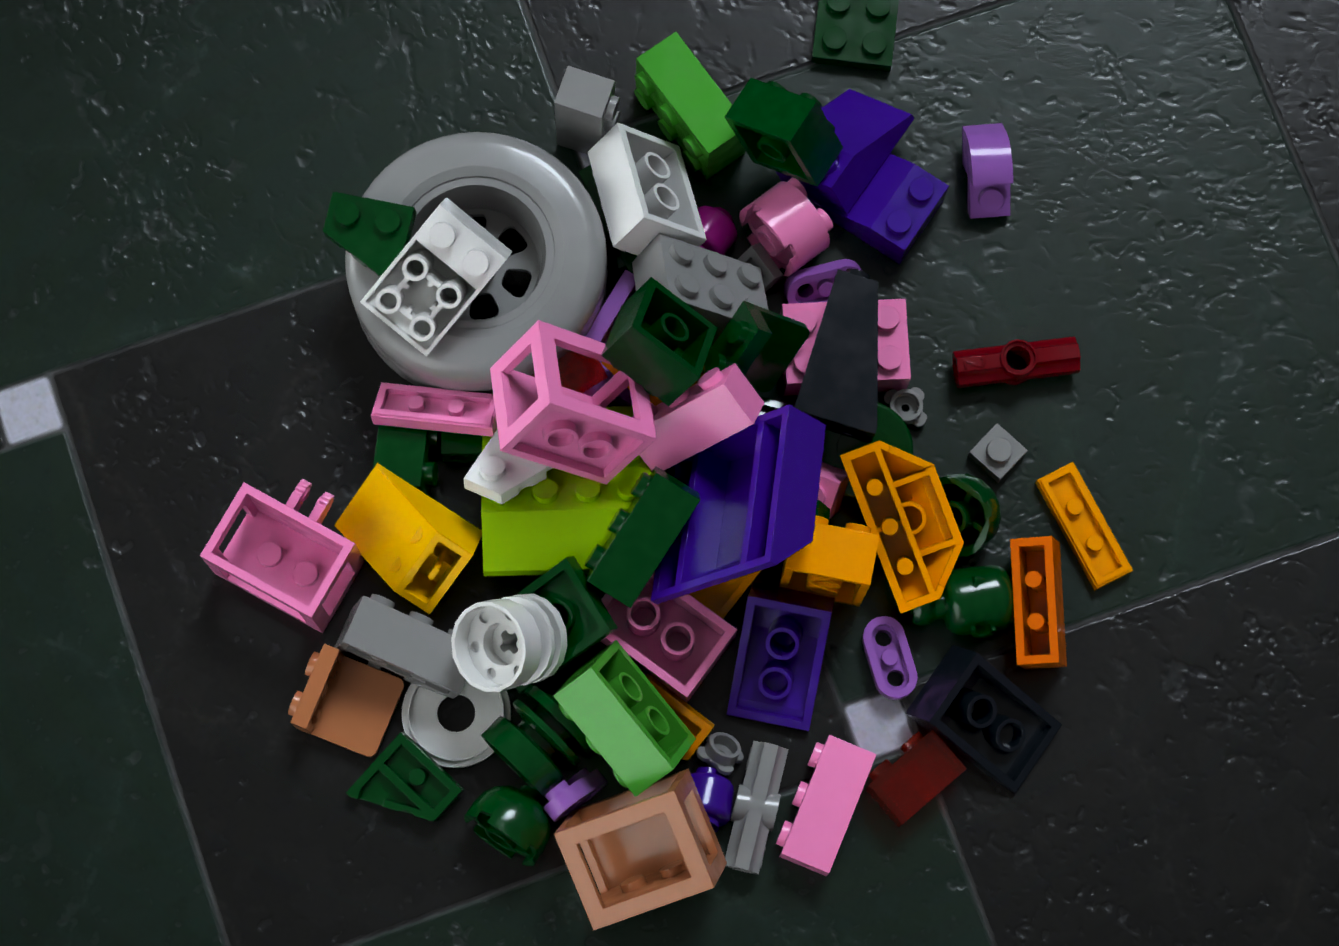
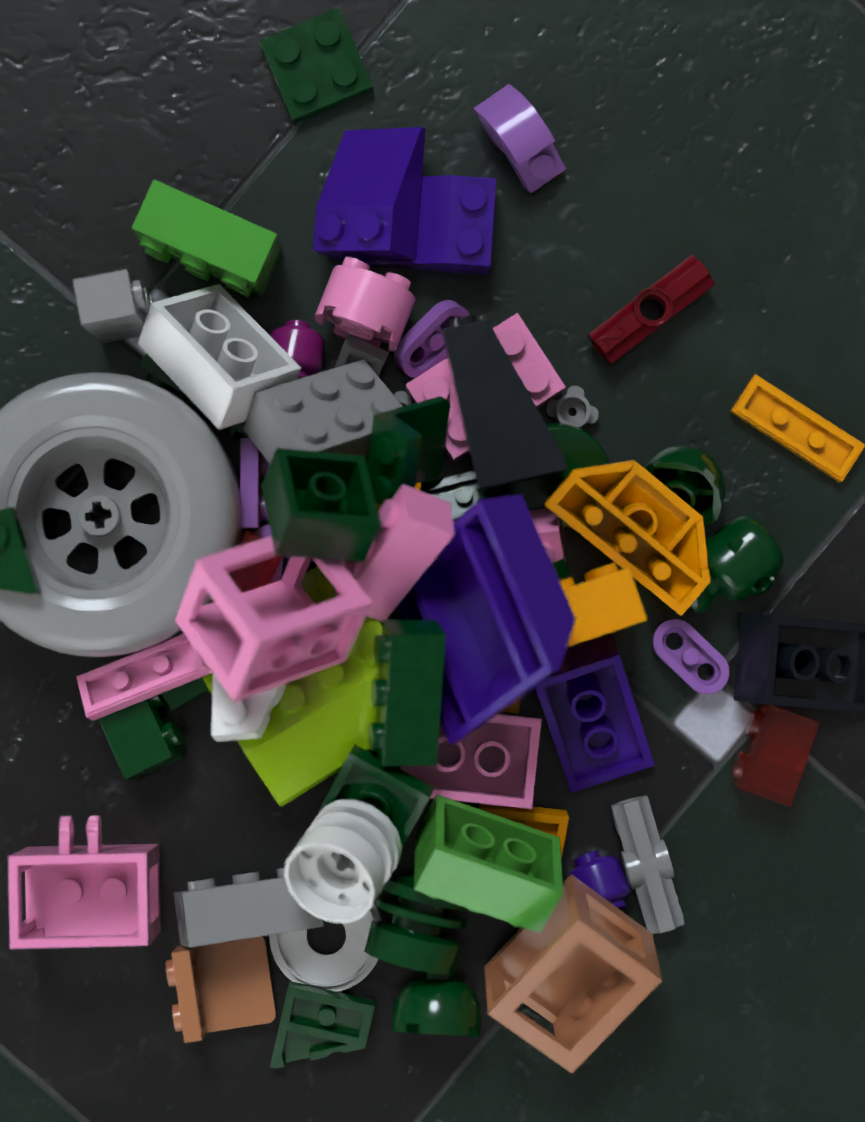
camera: 30 degrees left, 10 degrees up
(408, 537) = (190, 809): yellow slope -> none
(436, 276) = (73, 562): white slope -> none
(573, 793) = (475, 962): medium lavender plate -> none
(721, 752) = (586, 824): light grey plate -> none
(784, 131) = (315, 221): dark green brick -> none
(825, 804) = (709, 826): bright pink brick -> none
(997, 452) = (680, 404): light grey plate -> none
(1038, 602) = (799, 530): orange brick -> none

